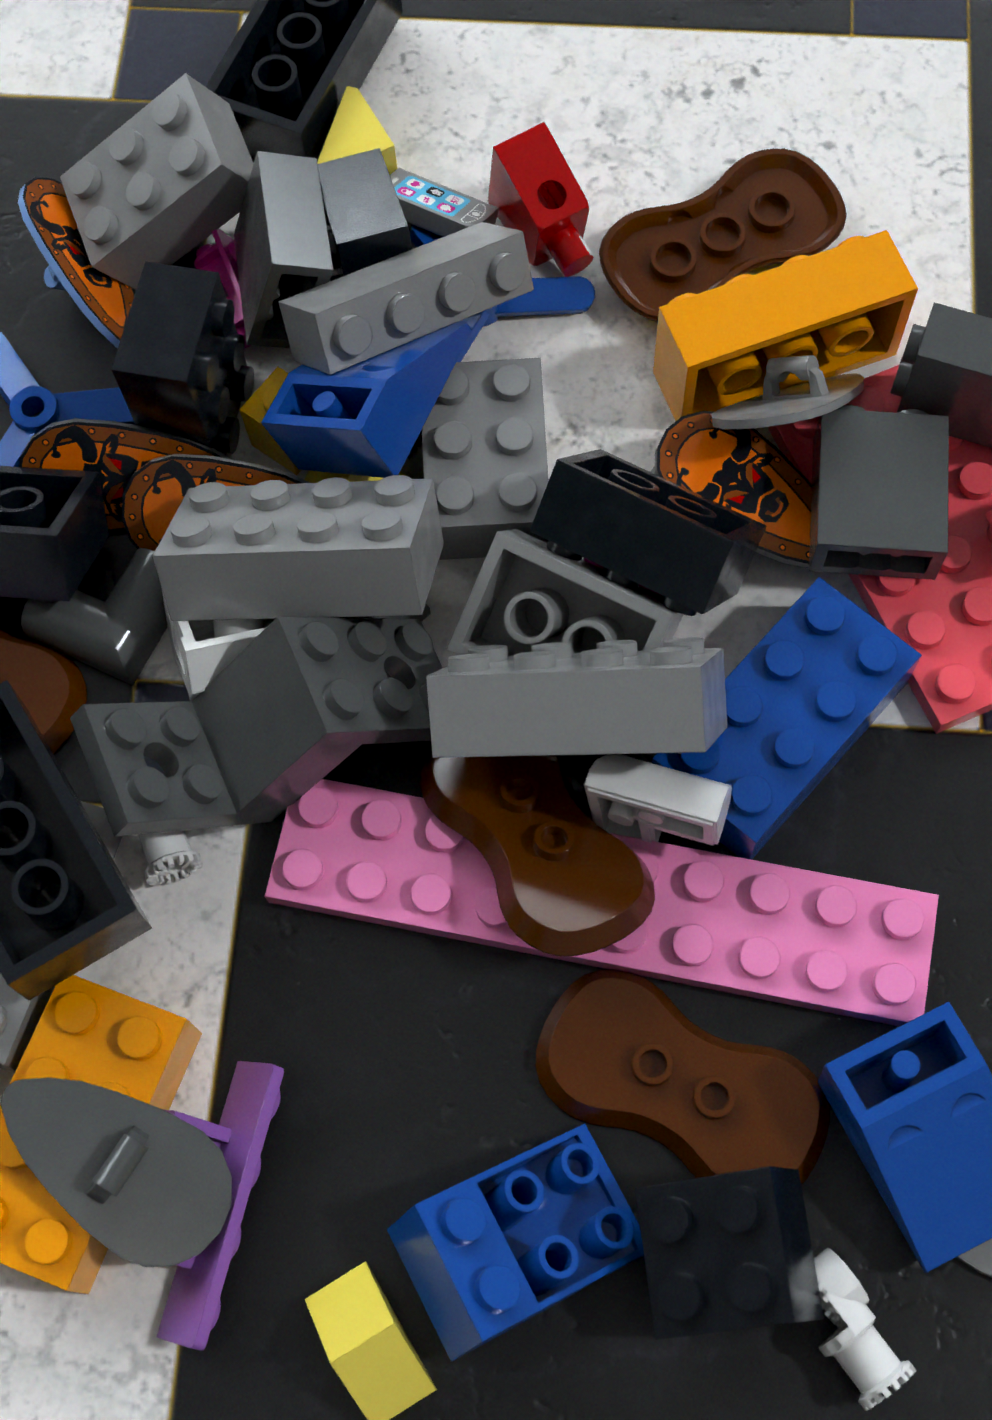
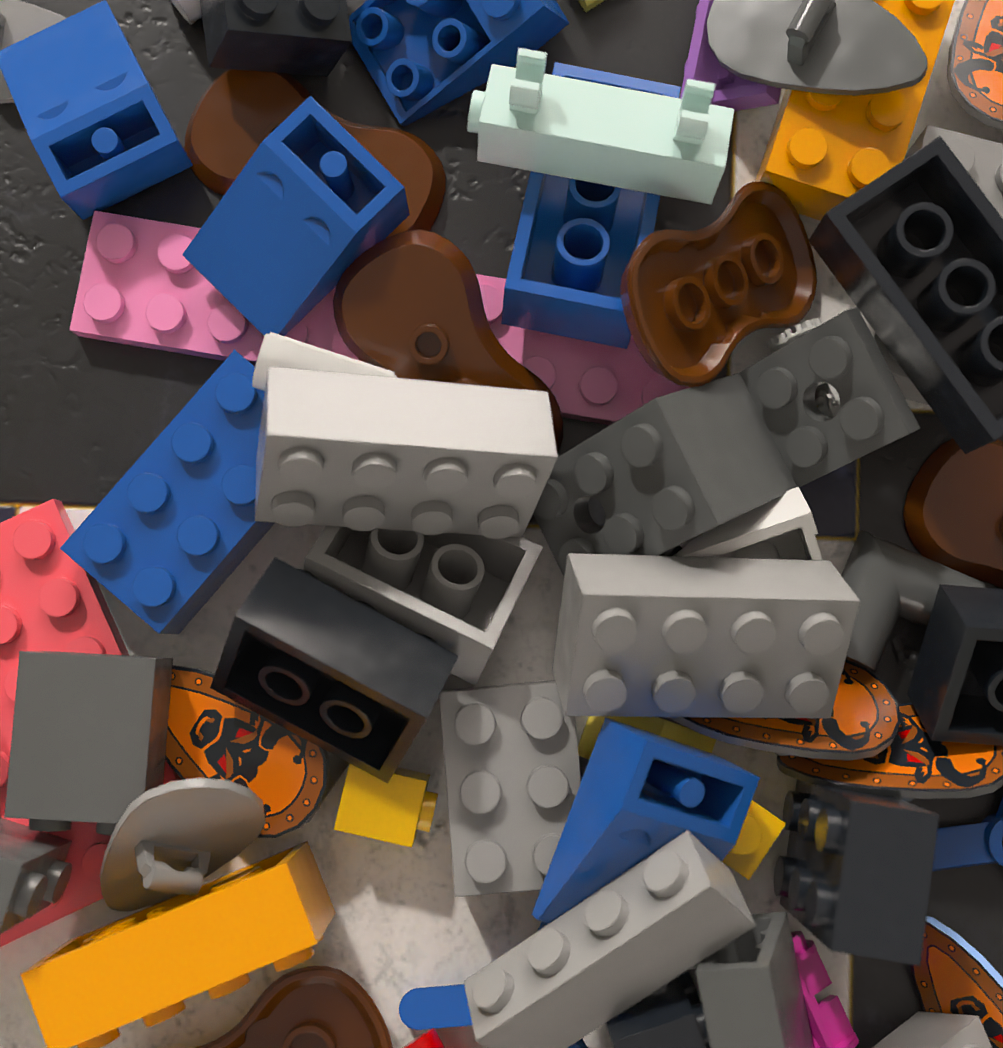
camera: 170 degrees right, 15 degrees up
(273, 868) = (711, 287): none -> reddish brown plate
(361, 1025) = (602, 131): none -> light aqua brick
(374, 990) = (577, 244): none -> blue brick
(607, 429) = (386, 810): none -> yellow brick
(691, 972) = (296, 220): none -> blue slope

